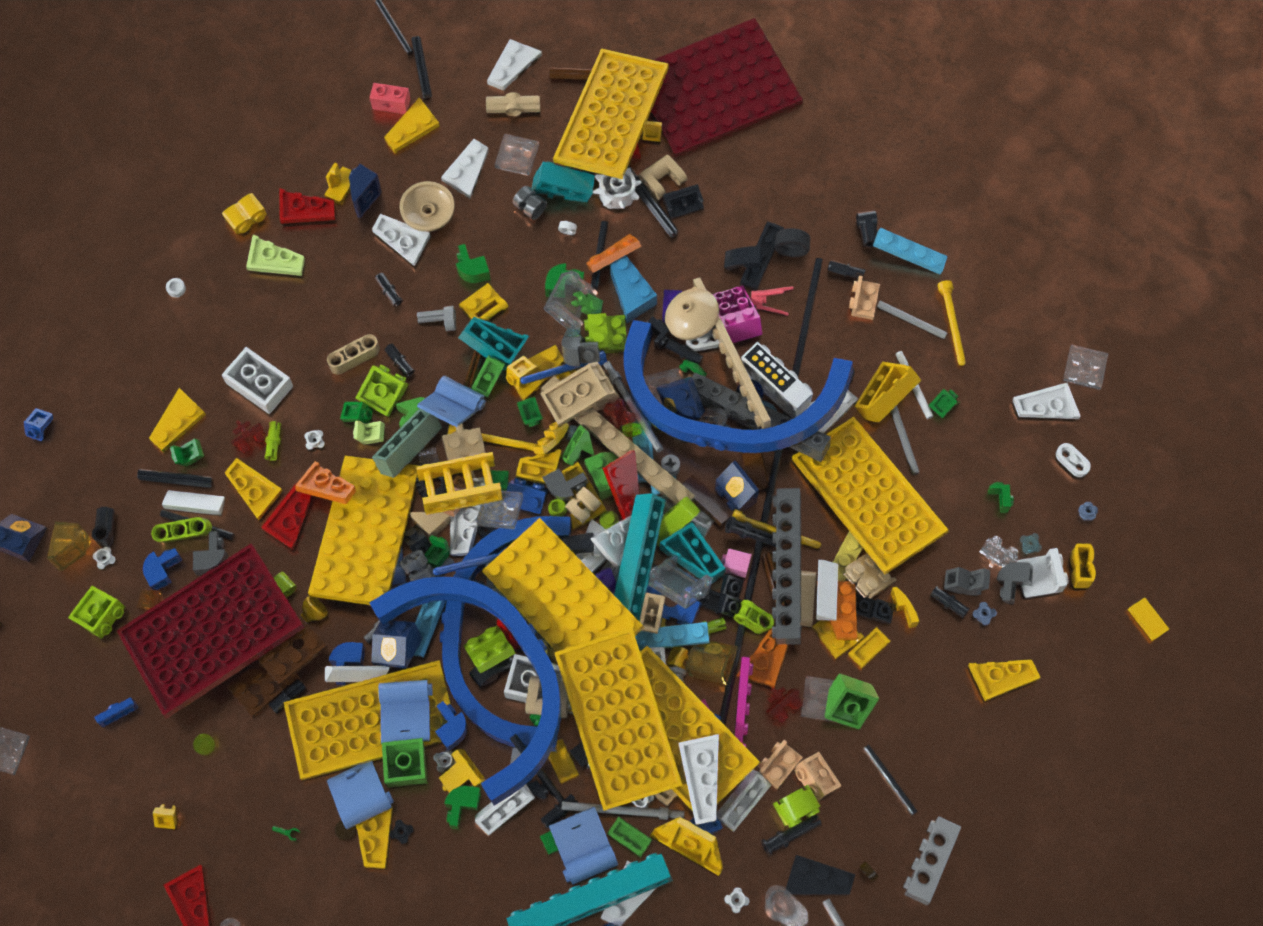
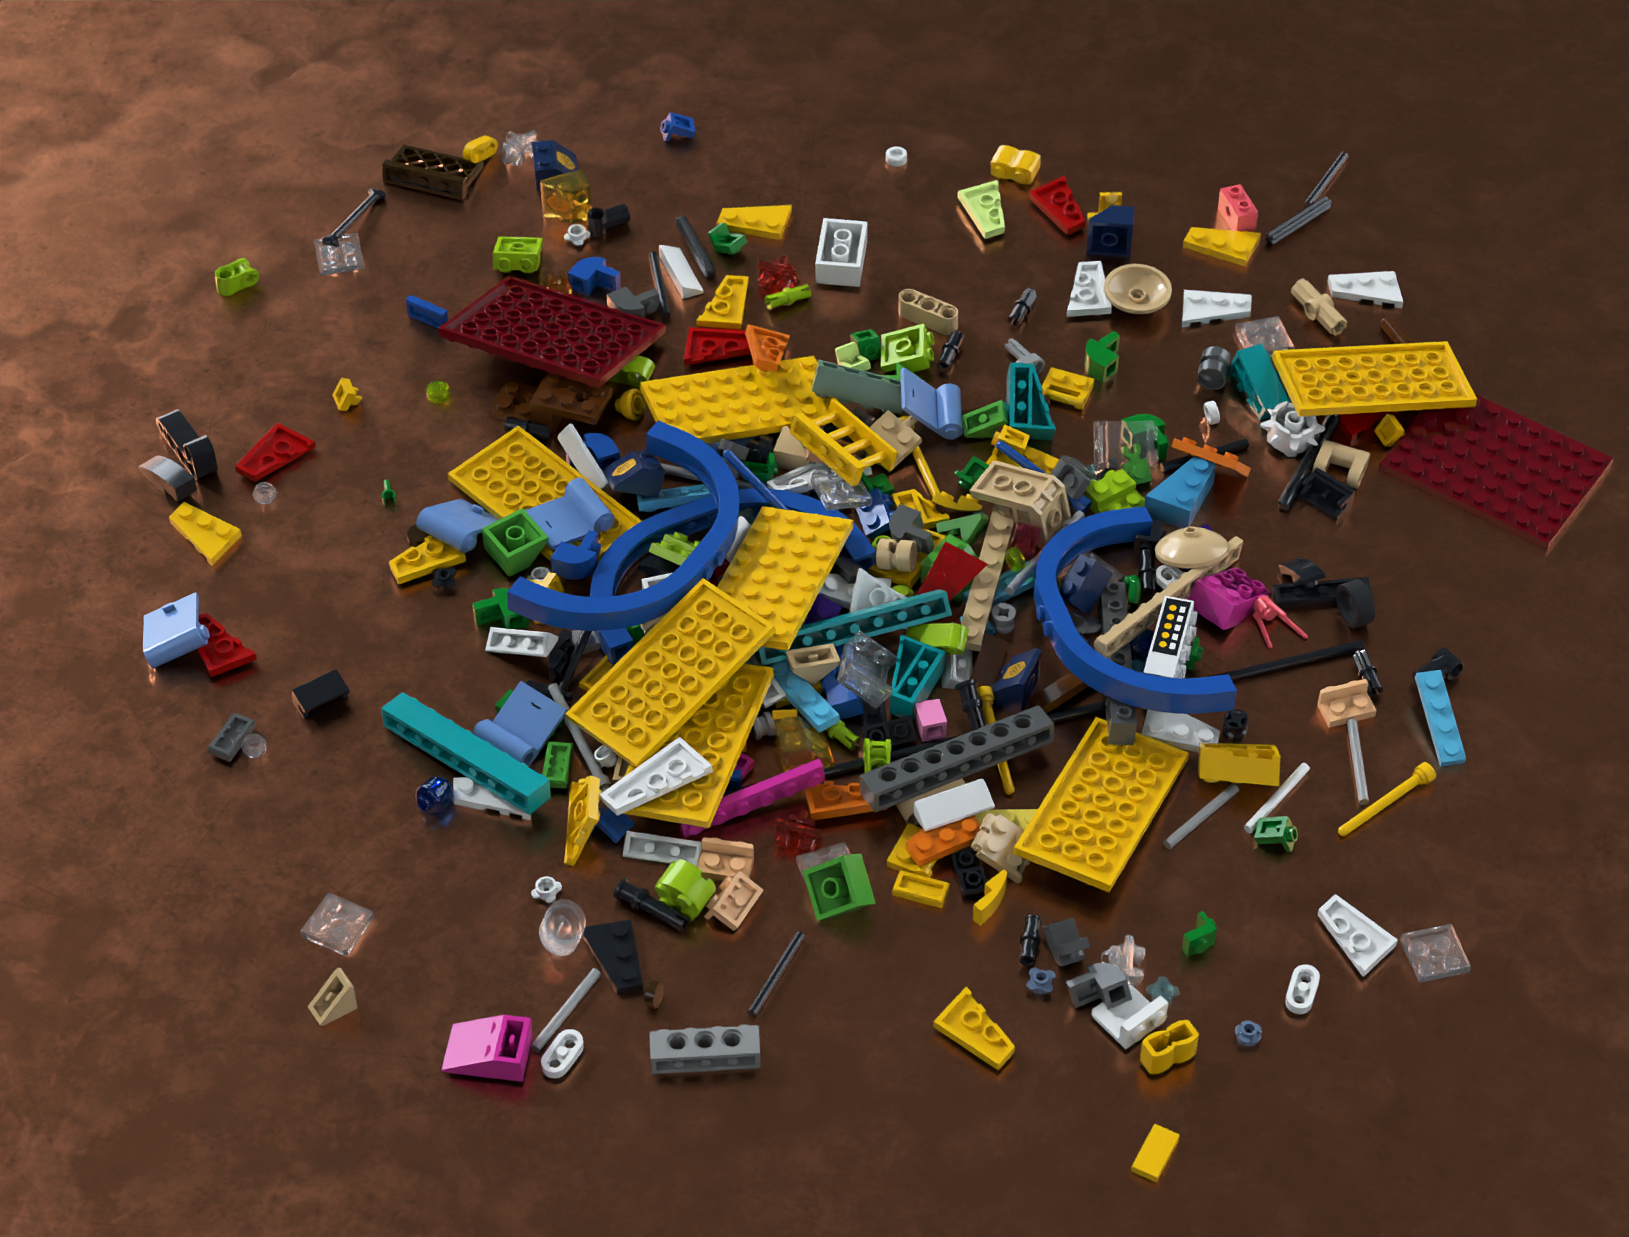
camera: 60 degrees right, 20 degrees down
(172, 530) = (643, 270): lime beam -> none
(309, 436) = (813, 326): white plate -> none

